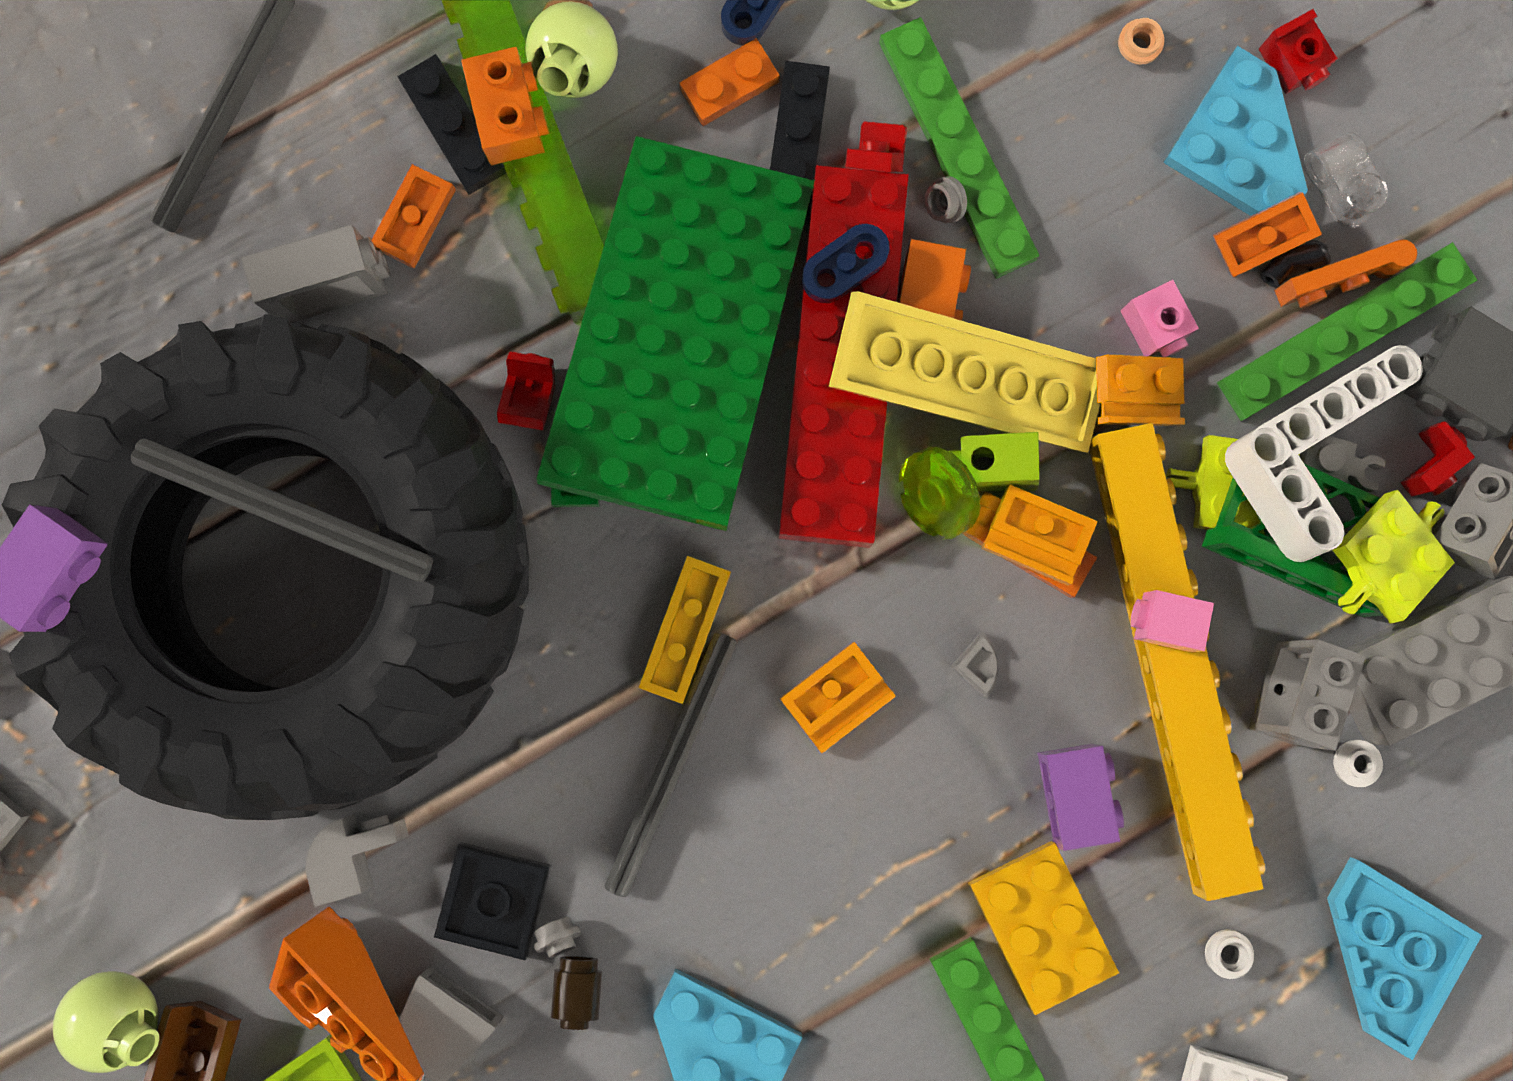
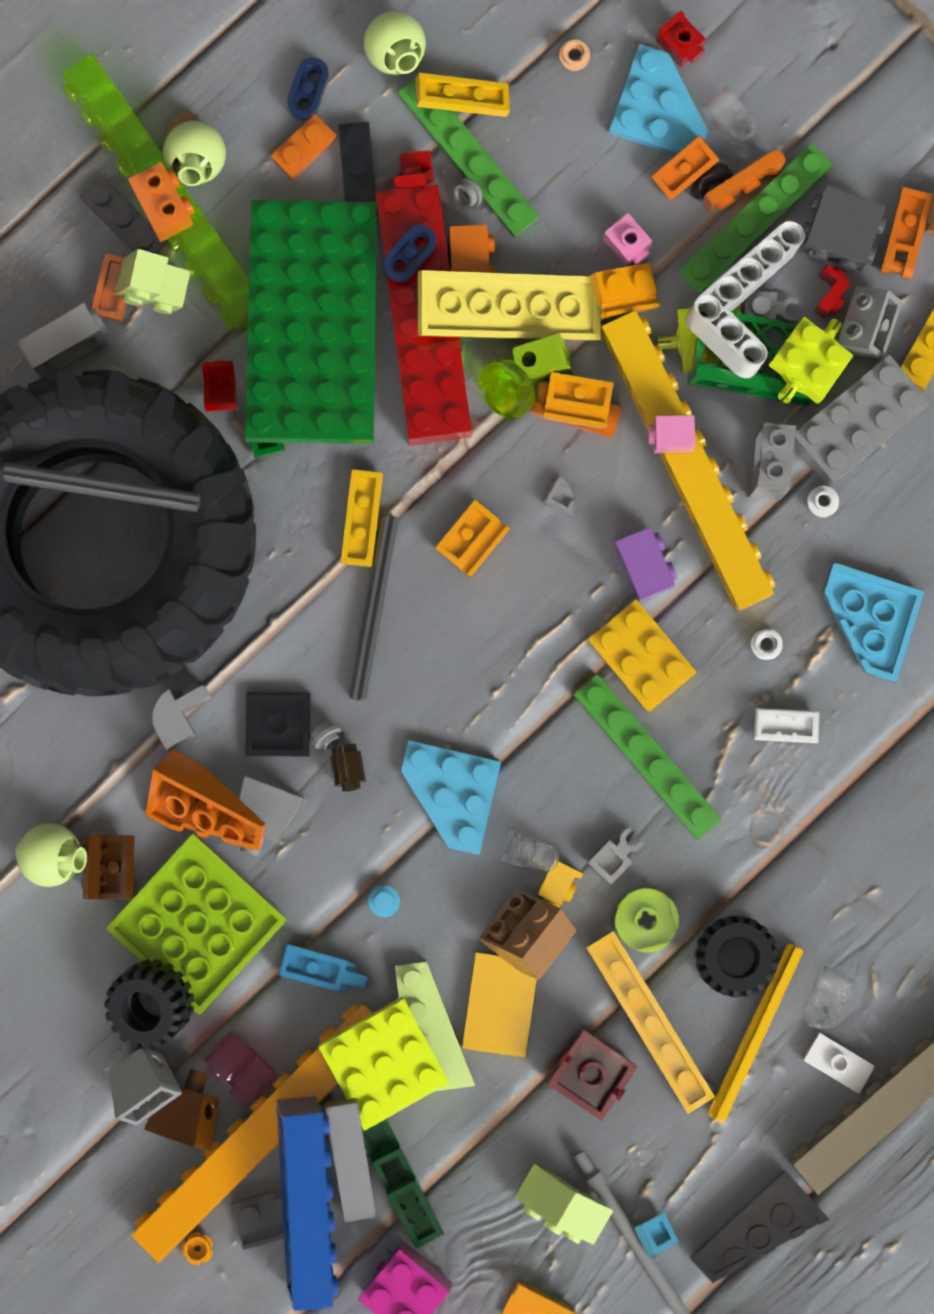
camera: 15 degrees left, 0 degrees up
(465, 219) = (152, 281): none -> yellowish green brick
(971, 57) = (462, 94): none -> yellow plate

